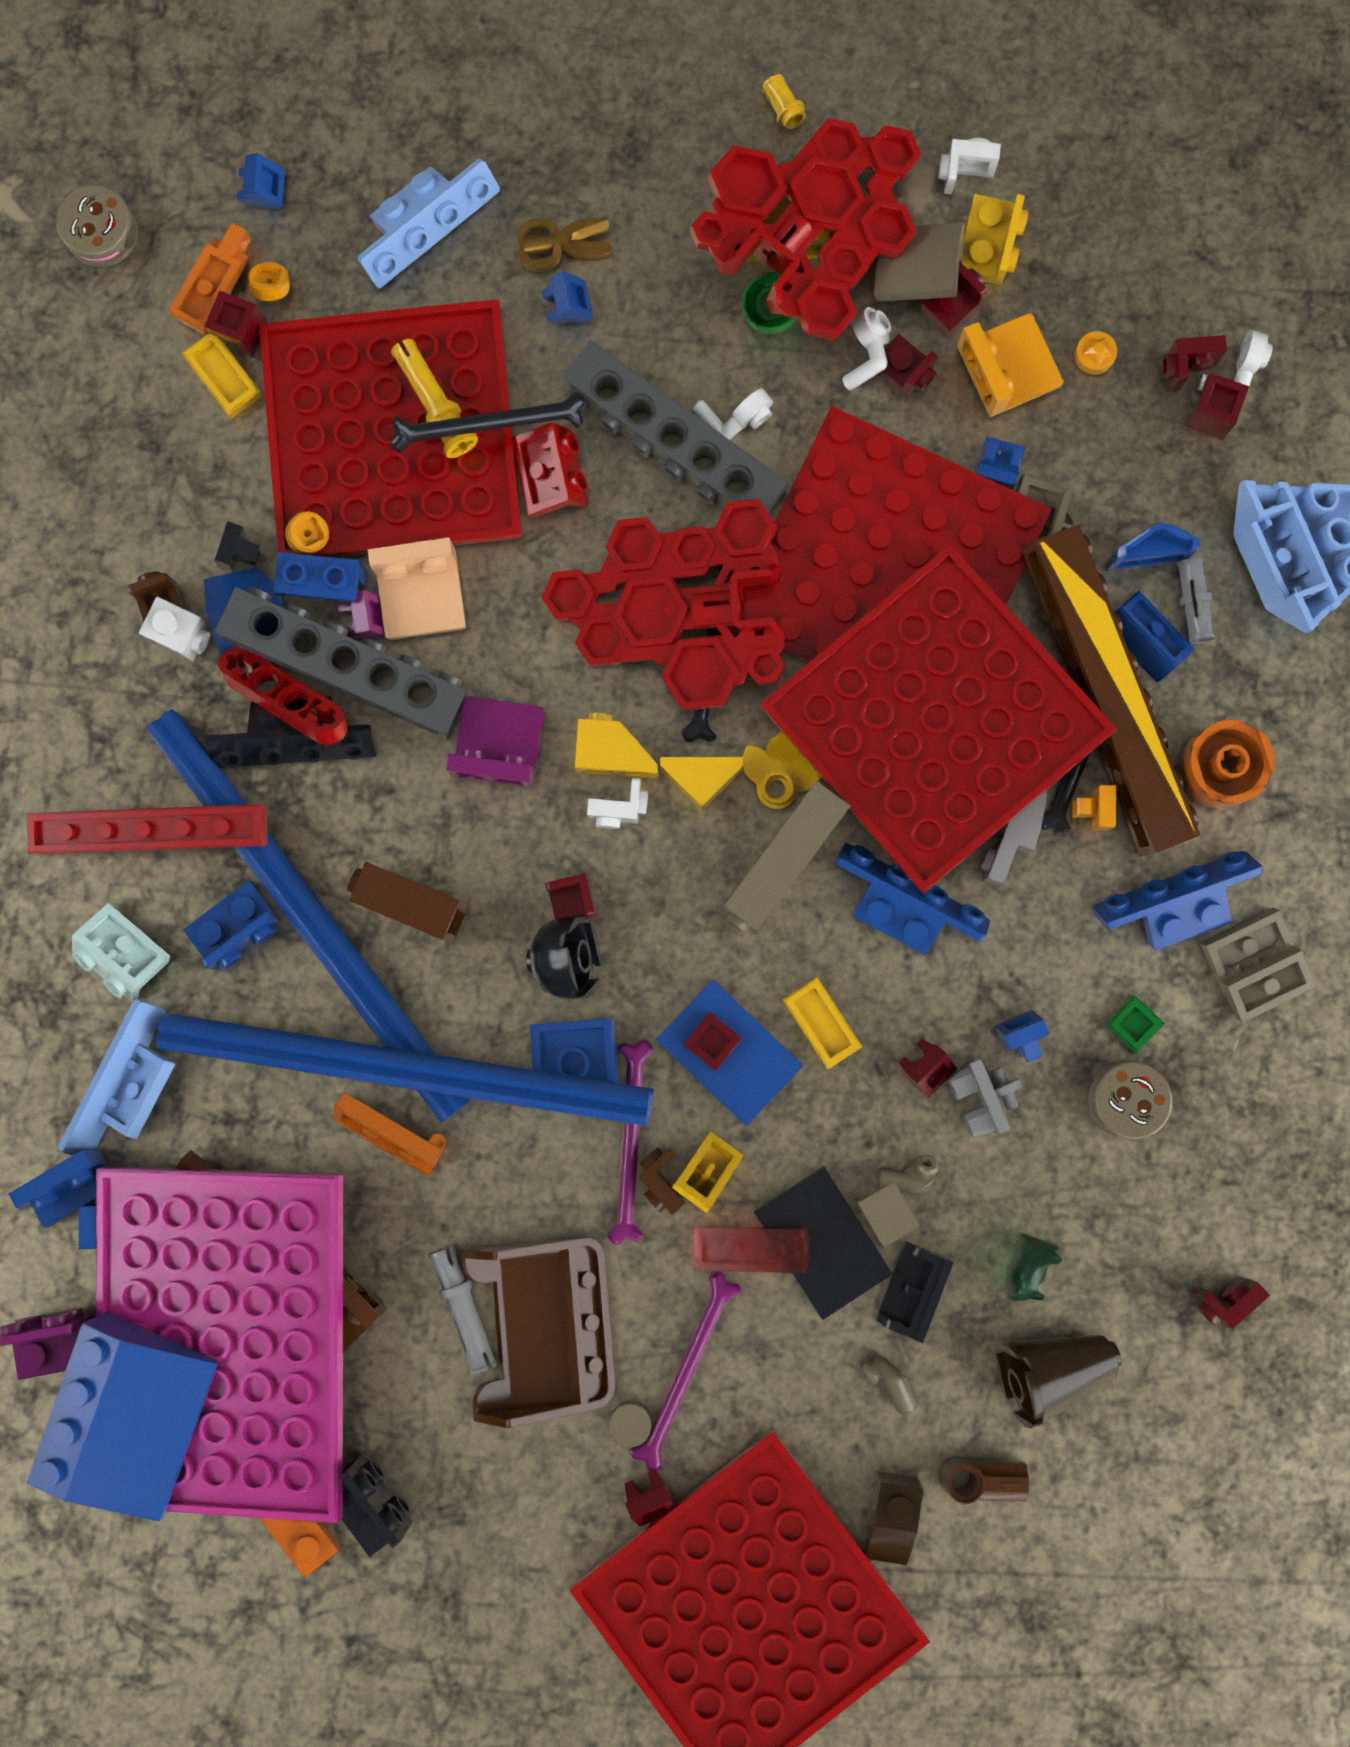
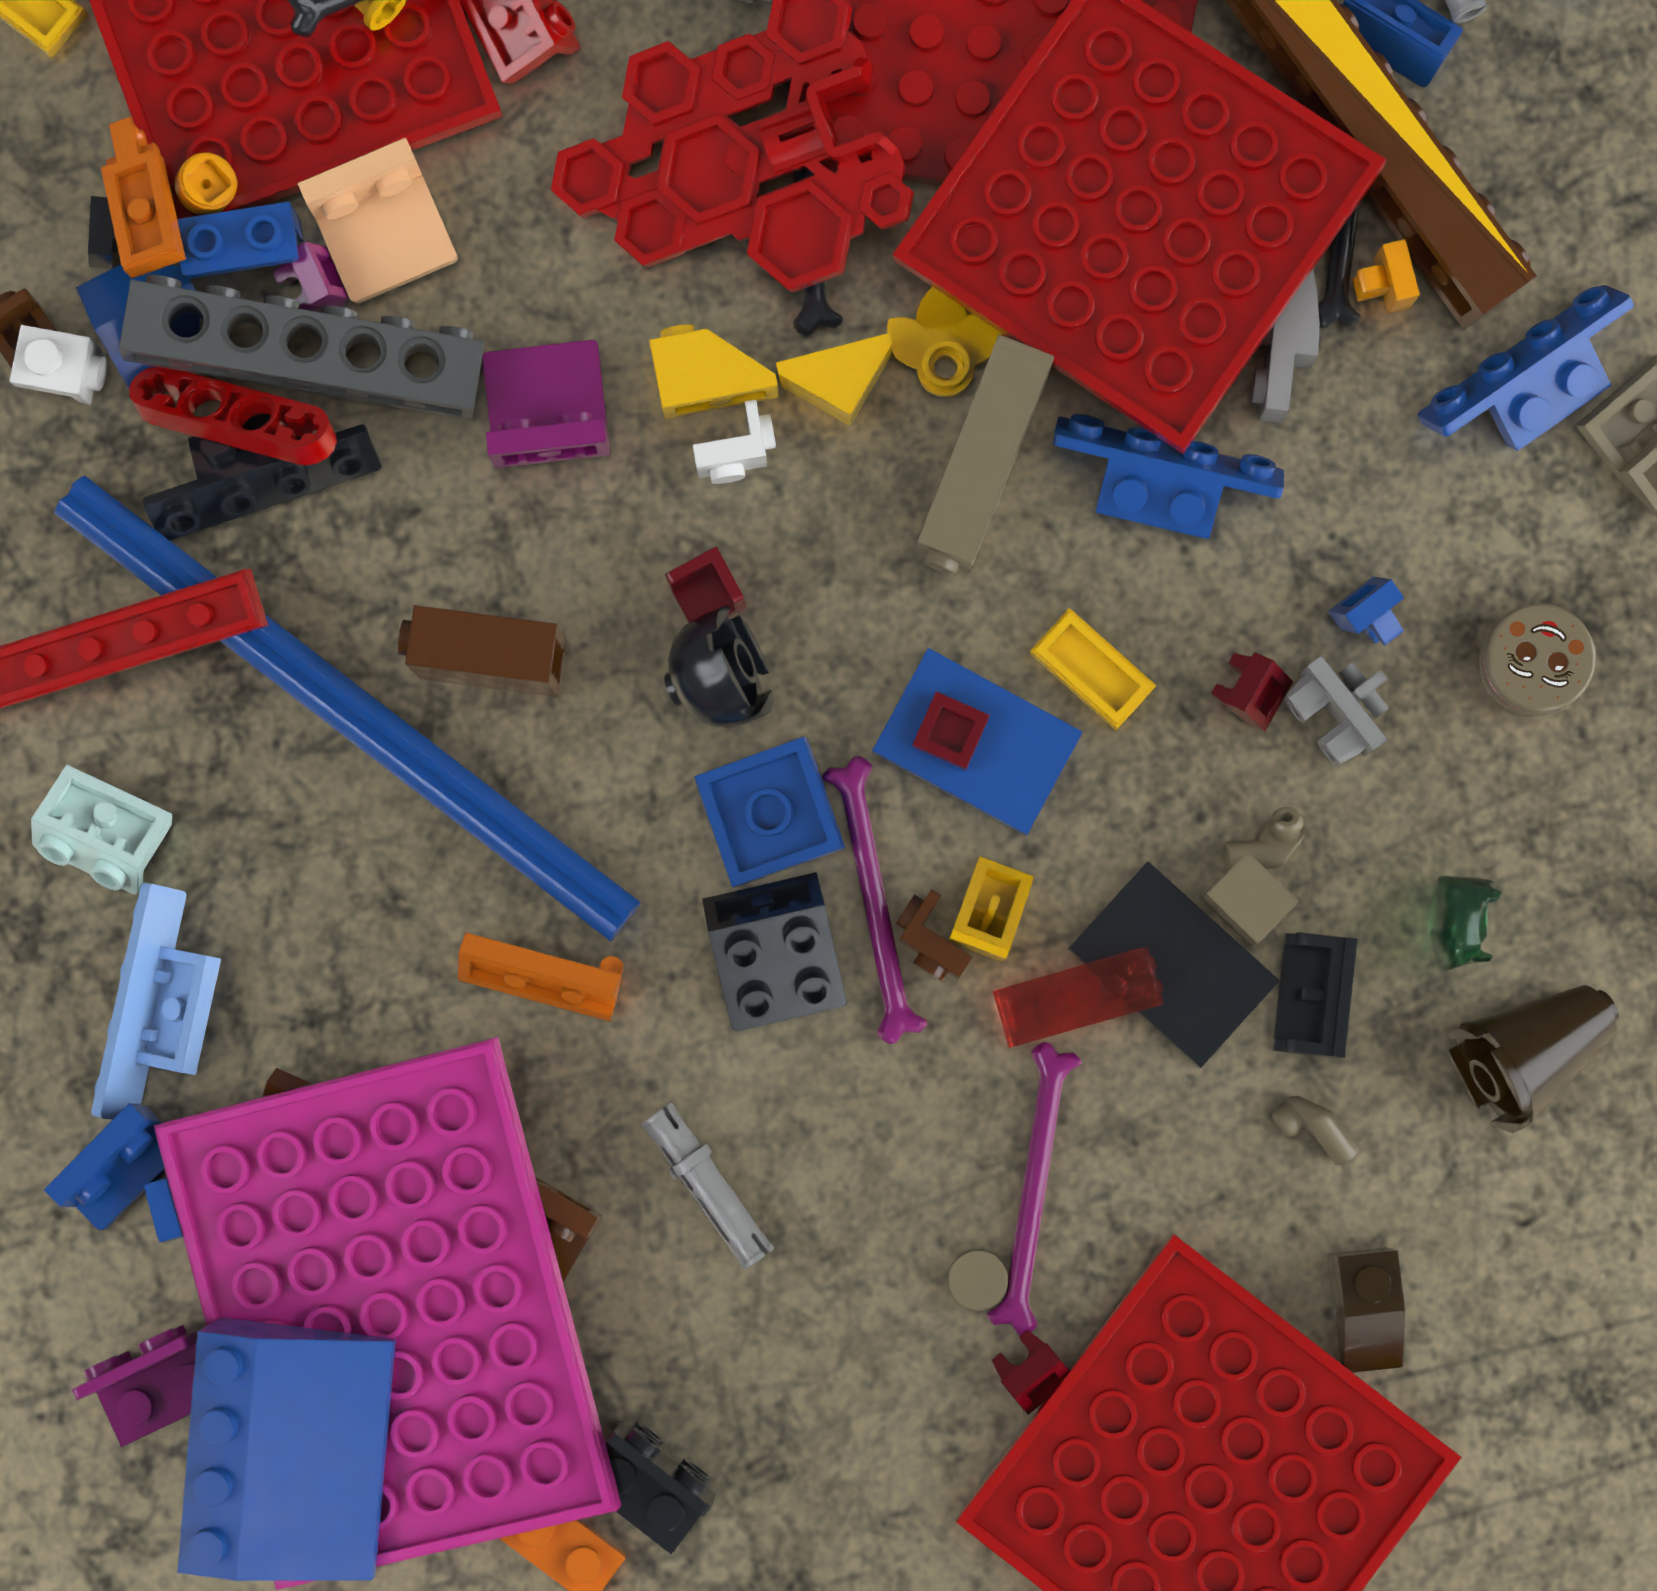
camera: 20 degrees left, 0 degrees up
(232, 926) = (247, 752): blue bracket -> none
(258, 534) = (140, 202): none -> orange hinge
(407, 1069) = (542, 876): blue axle -> none
(548, 1330) = (829, 1180): reddish brown windscreen -> none
(550, 1160) = (774, 952): none -> black bracket
(988, 1480) = (1481, 1221): reddish brown piece -> none
(1134, 1024) = (1515, 558): green tile -> none
(1232, 741) = (1543, 141): orange brick -> none

